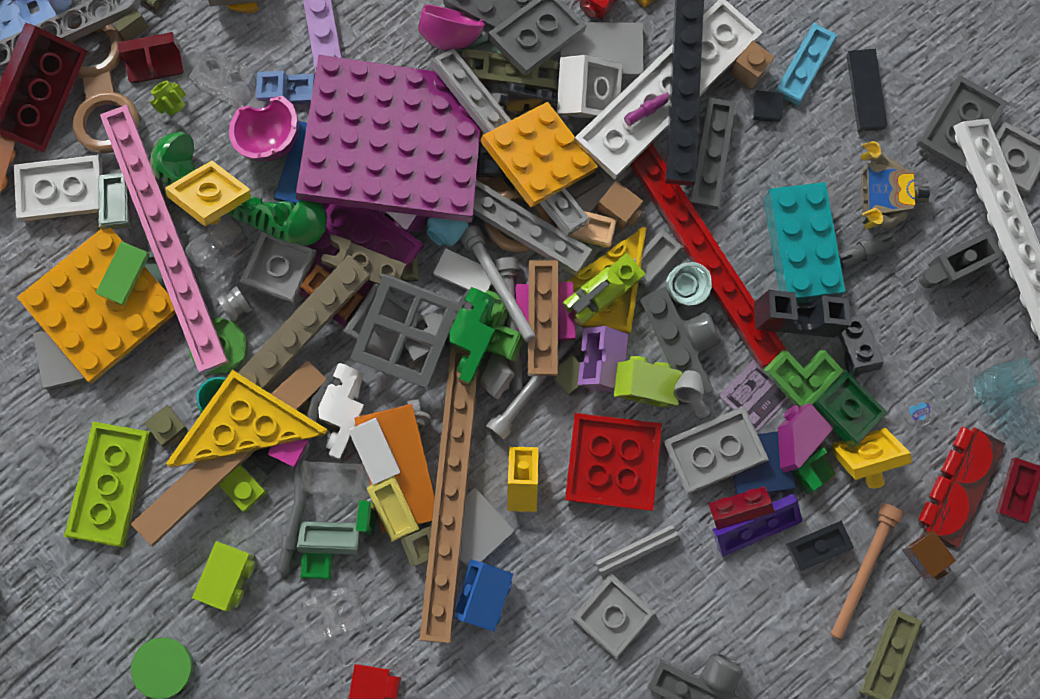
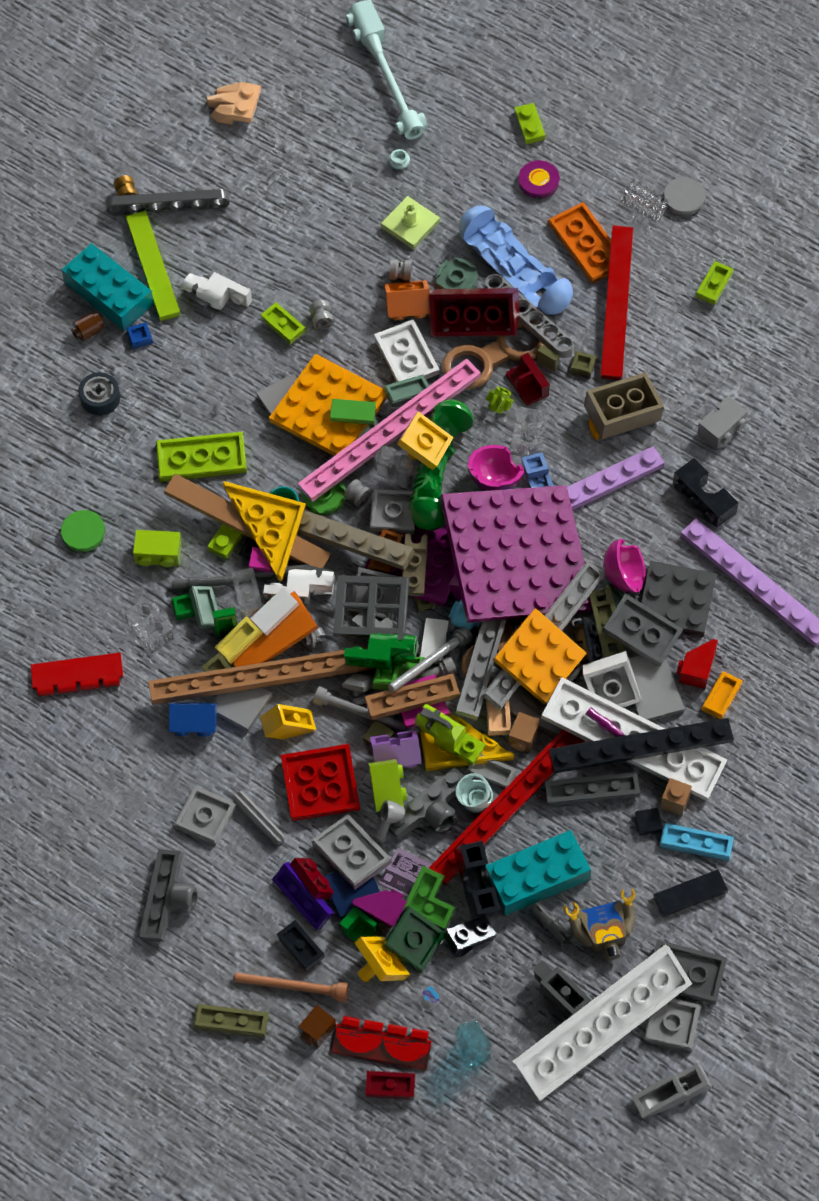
camera: 75 degrees right, 15 degrees down
(165, 425) = (254, 478): olive plate -> none

